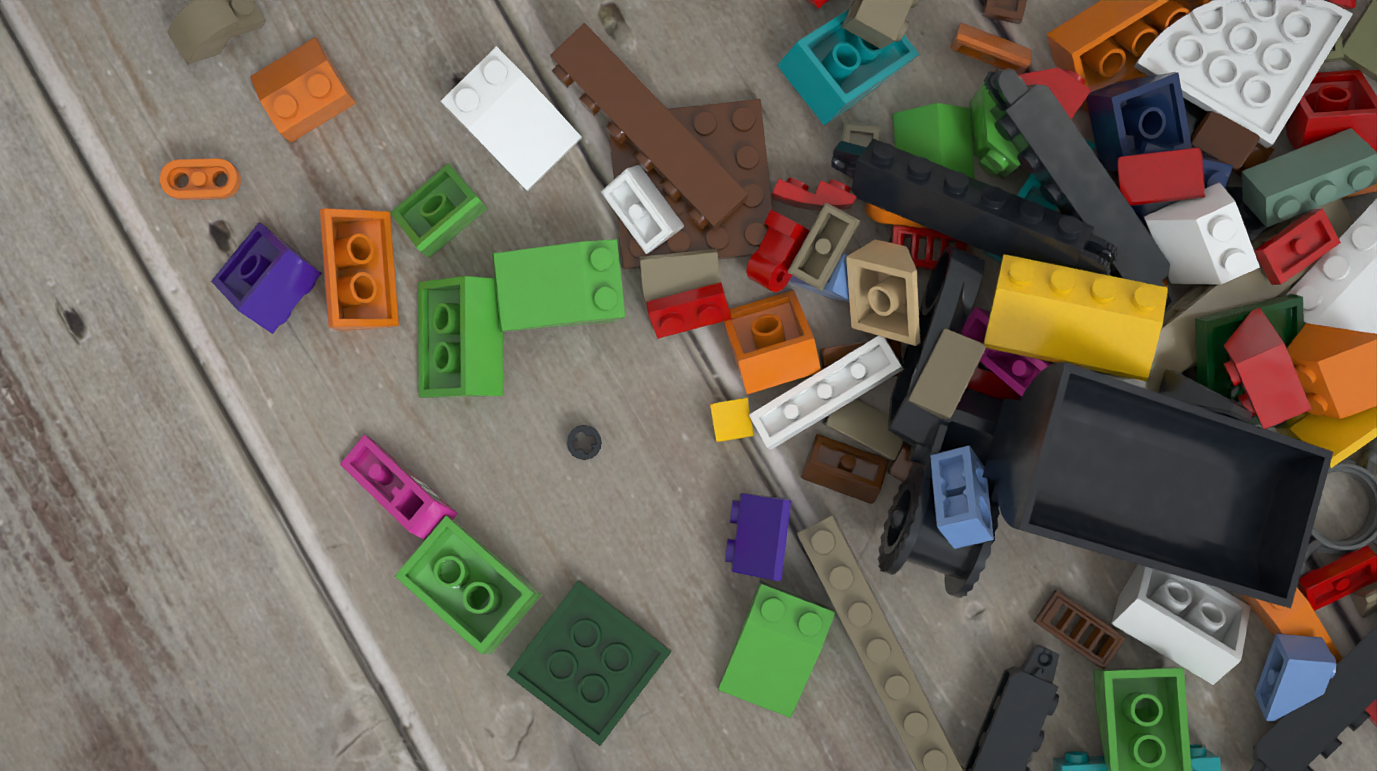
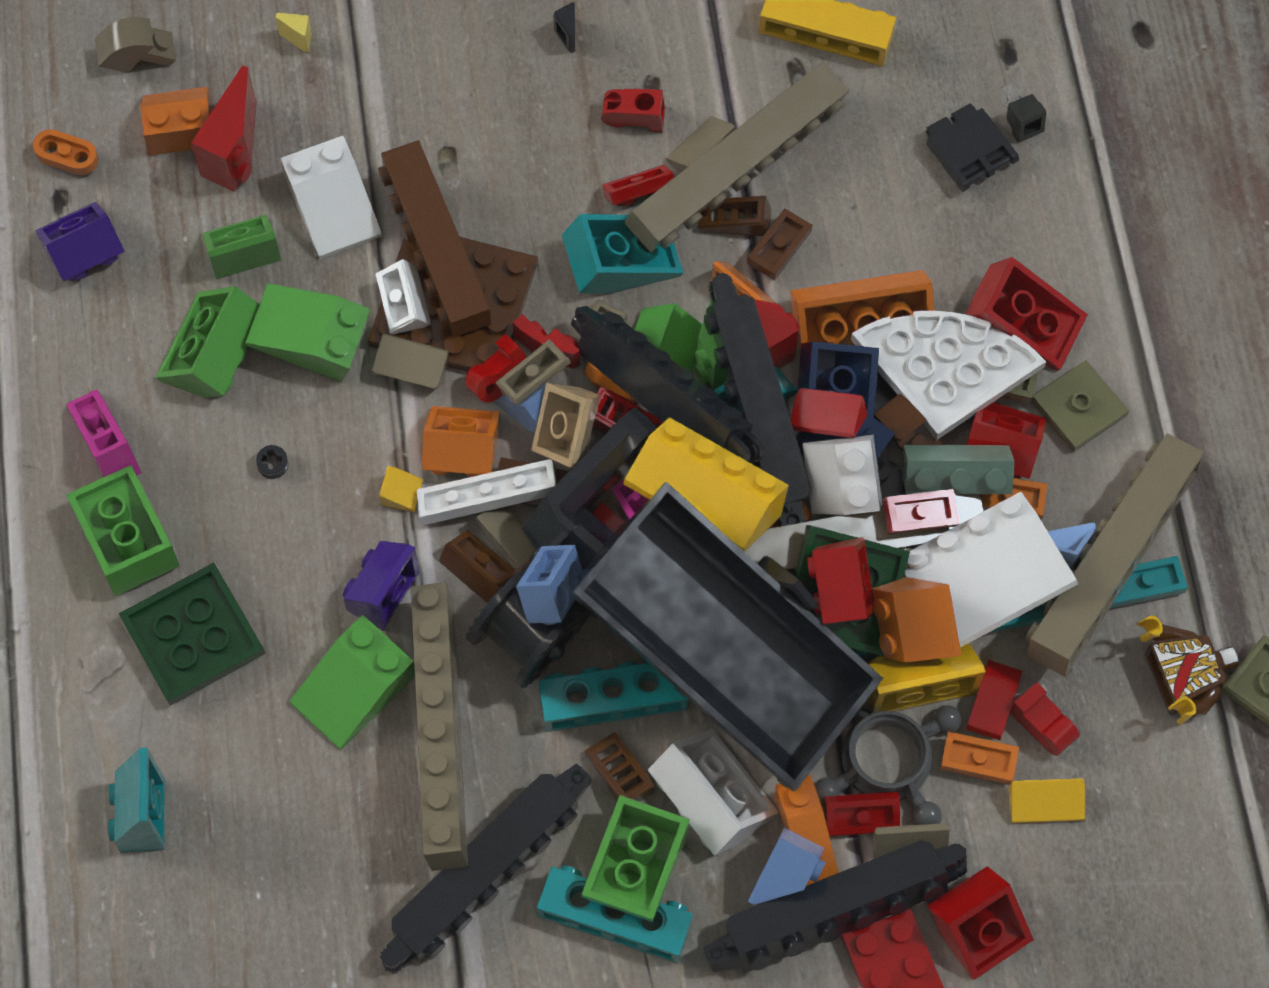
camera: 20 degrees right, 20 degrees down
(359, 269) = (154, 261): orange slope -> none
(371, 101) = (226, 138): none -> red slope
(689, 310) = (405, 389): red plate -> none
(946, 374) = (582, 490): dark tan slope -> none
(1030, 577) = (597, 707): none -> teal brick

